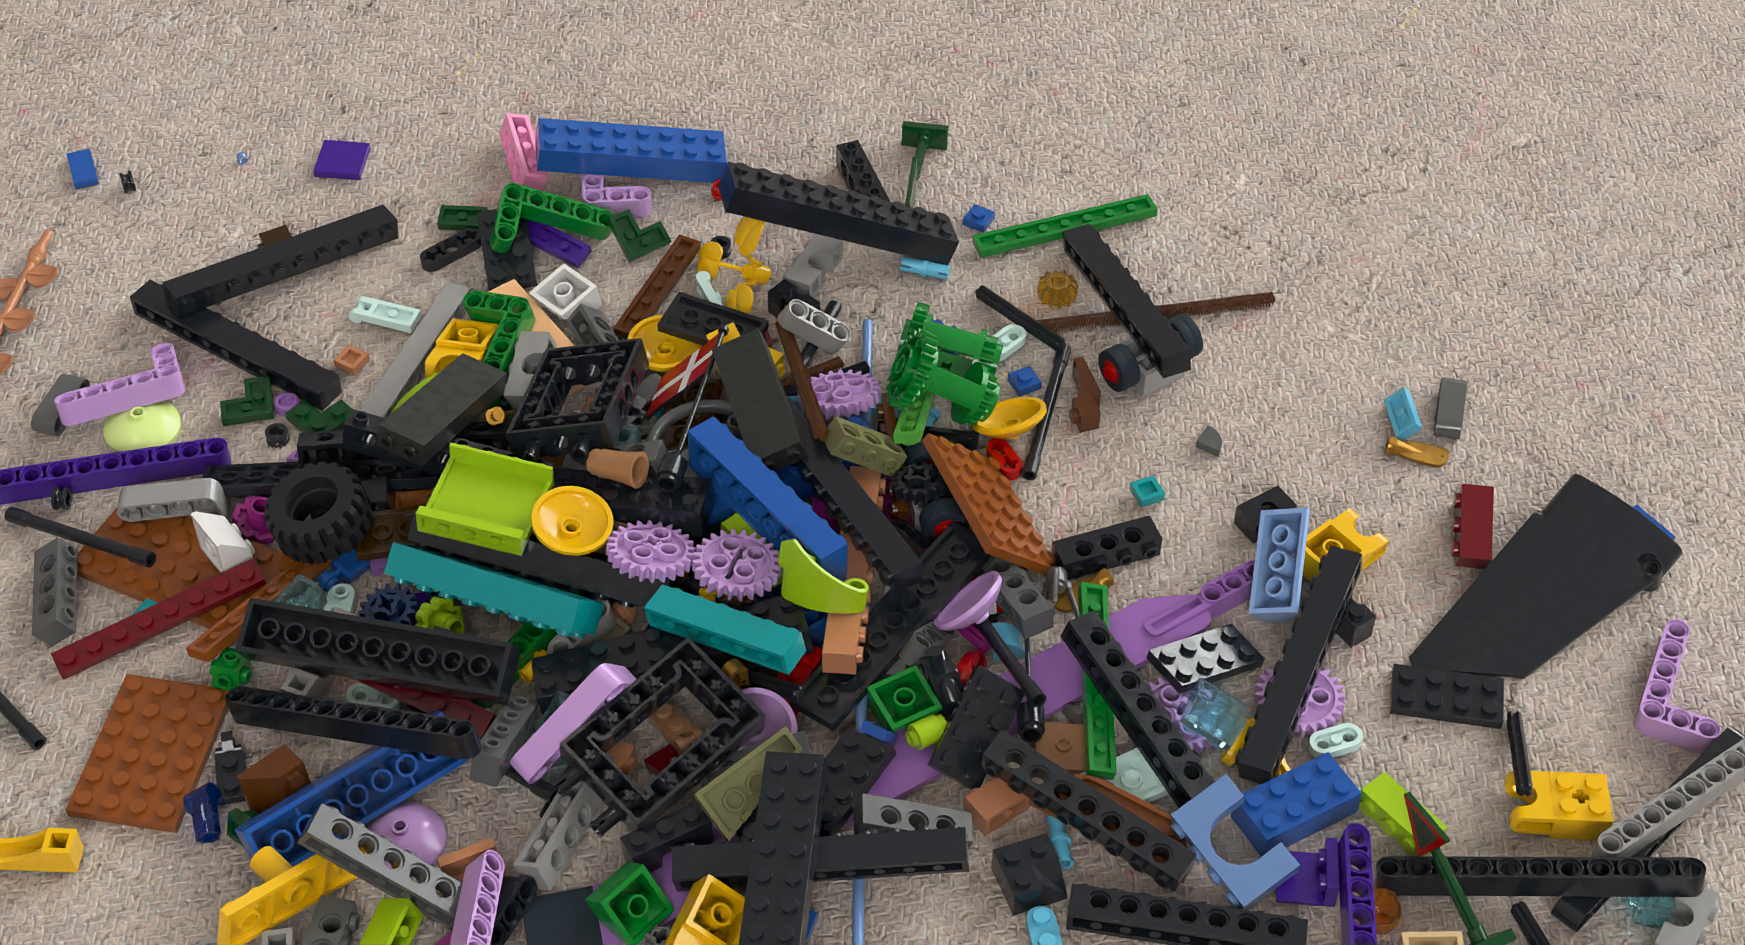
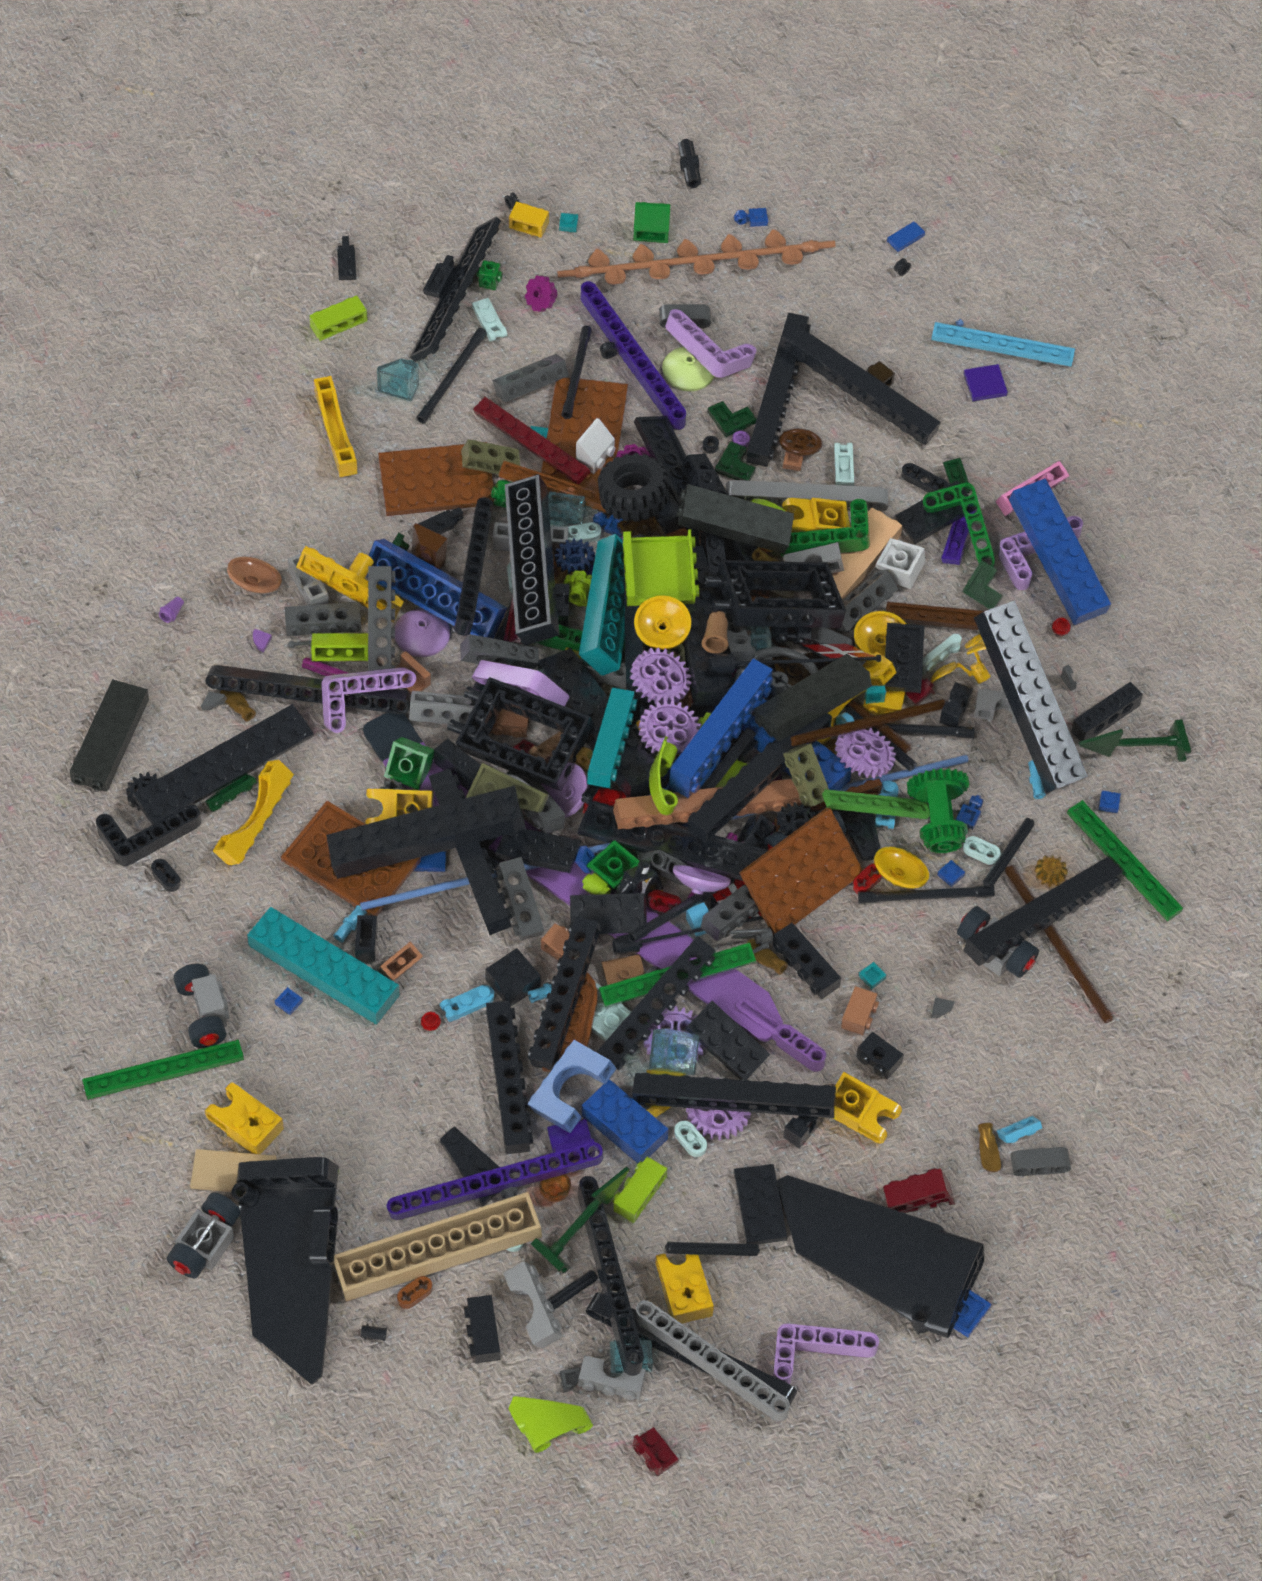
camera: 70 degrees right, 10 degrees up
(162, 670) = (487, 456): none -> olive brick
(172, 500) = (622, 410): light grey beam -> none
(203, 808) = (399, 523): clear blue piece -> none
(297, 129) = (1003, 344): none -> medium azure plate
(329, 343) = (800, 442): none -> reddish brown plate
(814, 326) = (931, 730): light grey beam -> none
(917, 371) = (877, 791): green piece -> none
(1085, 406) = (948, 915): reddish brown slope -> none
(1195, 516) = (859, 1011): none -> nougat brick
(1279, 564) = (817, 1062): light blue slope -> none

